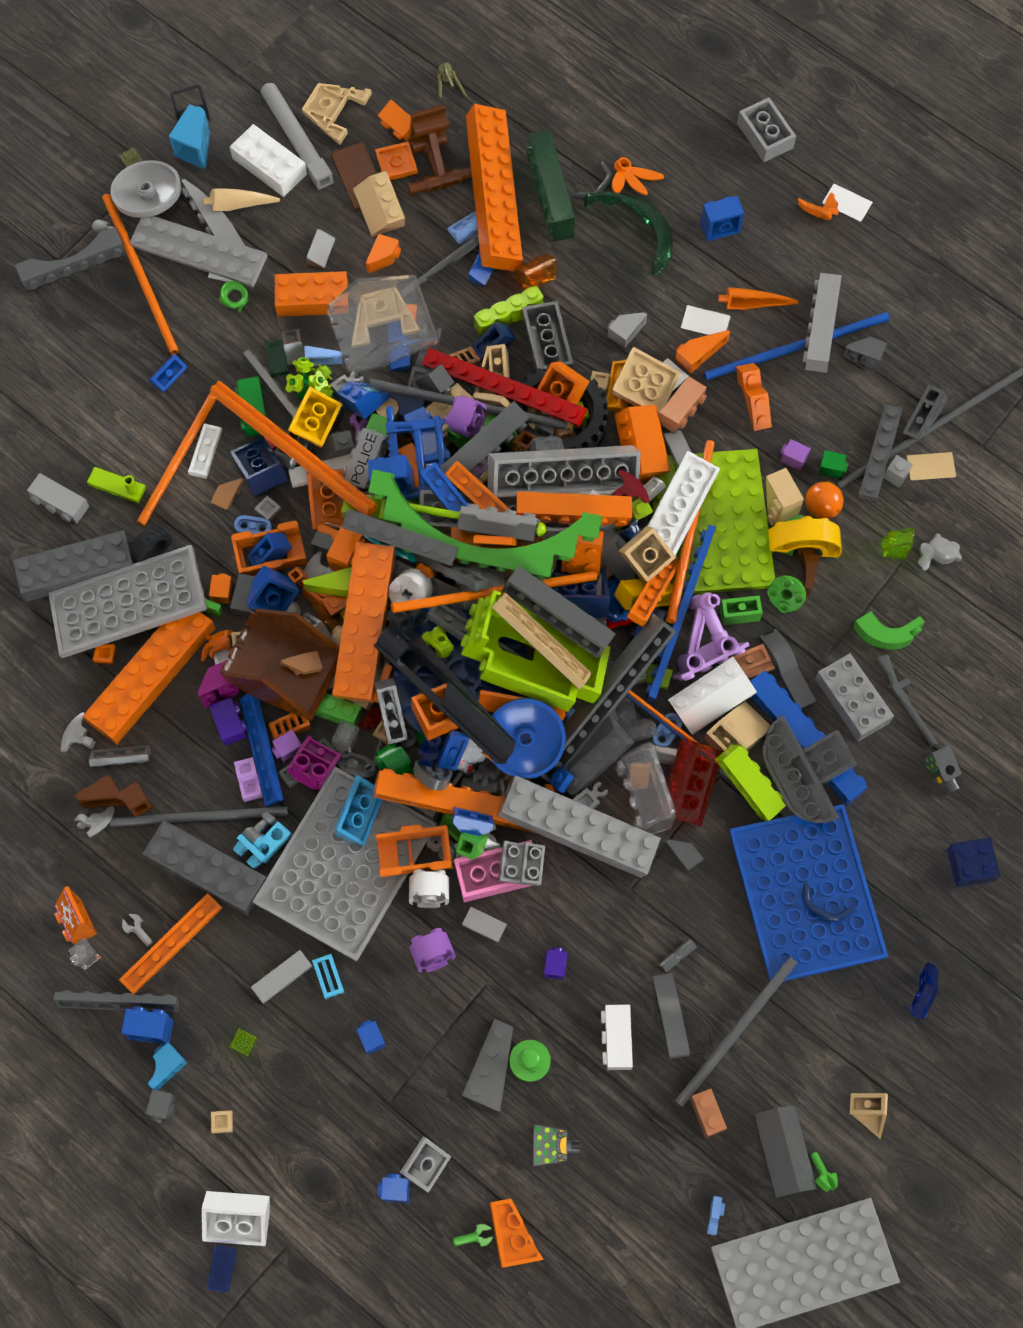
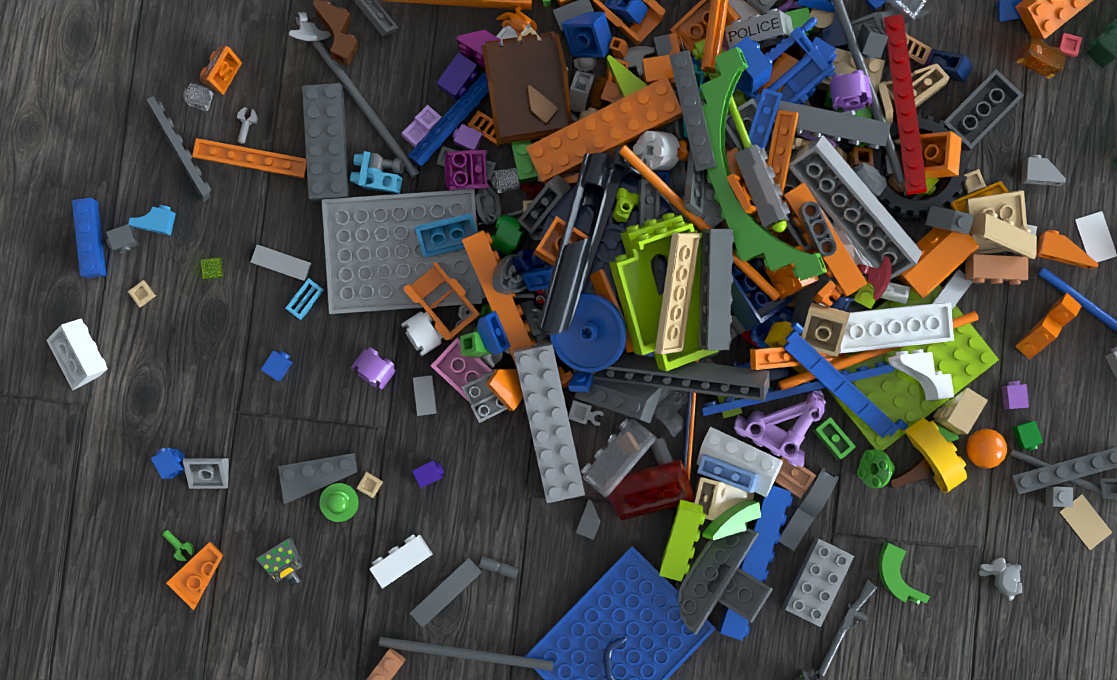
camera: 60 degrees right, 15 degrees up
(138, 1136) = (89, 238): none -> blue brick
(147, 1026) = (172, 186): blue brick -> none
(222, 1268) = (34, 369): clear blue plate -> none
(508, 310) = (984, 57): lime brick -> none
(526, 840) = (506, 387): none -> orange slope
(531, 1024) = (369, 484): none -> tan tile
(539, 247) = (1070, 44): none -> coral tile
(554, 507) = (824, 236): none -> dark grey beam
(618, 535) = (824, 294): none -> orange tile
(620, 410) = (949, 220): none -> dark grey slope
(659, 380) = (1004, 234): none -> tan slope
(665, 733) = (681, 437): medium blue plate -> none
(700, 573) = (839, 385): none -> blue piece
(716, 709) = (727, 473): none -> light blue slope
(726, 505) = (921, 367): none -> white arch
(759, 729) = (733, 520): none -> slope
(898, 543) = (987, 537): clear neon green slope -> none

